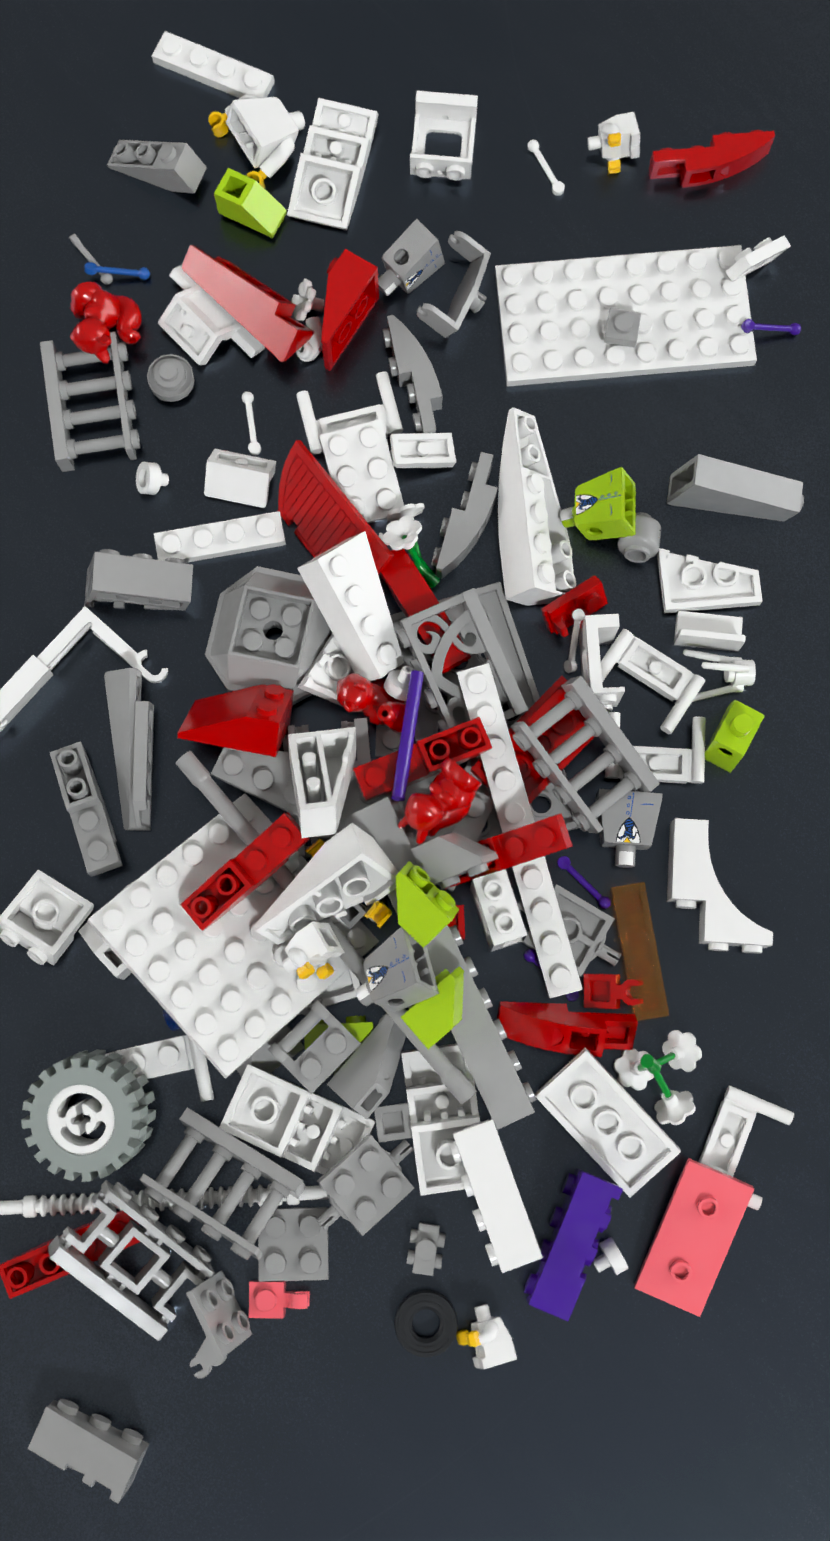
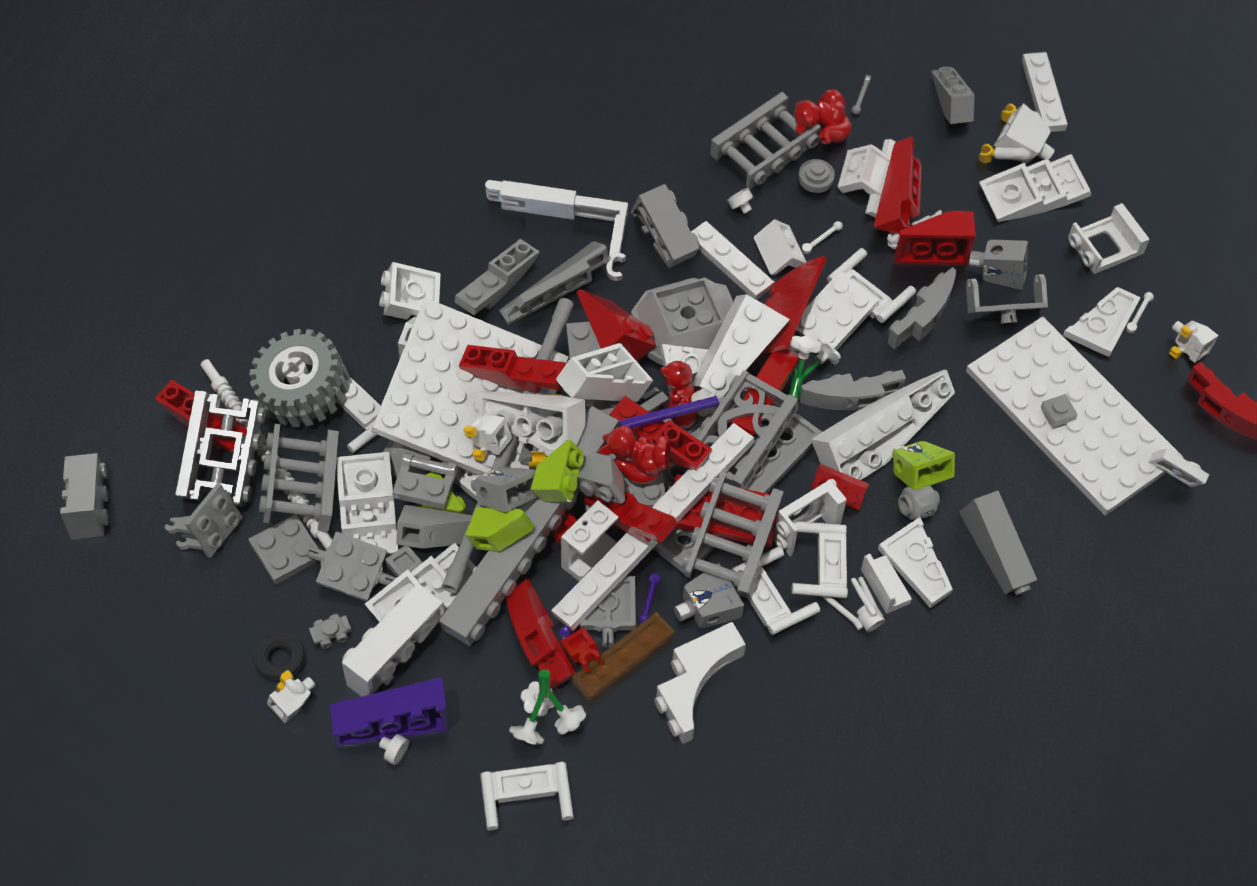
camera: 55 degrees right, 20 degrees down
(91, 269) = (855, 97): blue hinge -> none
(248, 203) = (966, 154): lime slope -> none
(270, 1299) = (241, 555): coral plate -> none
(422, 450) = (878, 338): white plate -> none
(540, 209) = (1104, 323): none -> white wing
(607, 1122) = (488, 693): white plate -> none
(694, 1237) = (441, 794): coral plate -> none
(733, 734) = (819, 632): lime torso -> none
(749, 325) = (1126, 490): dark purple hinge -> none

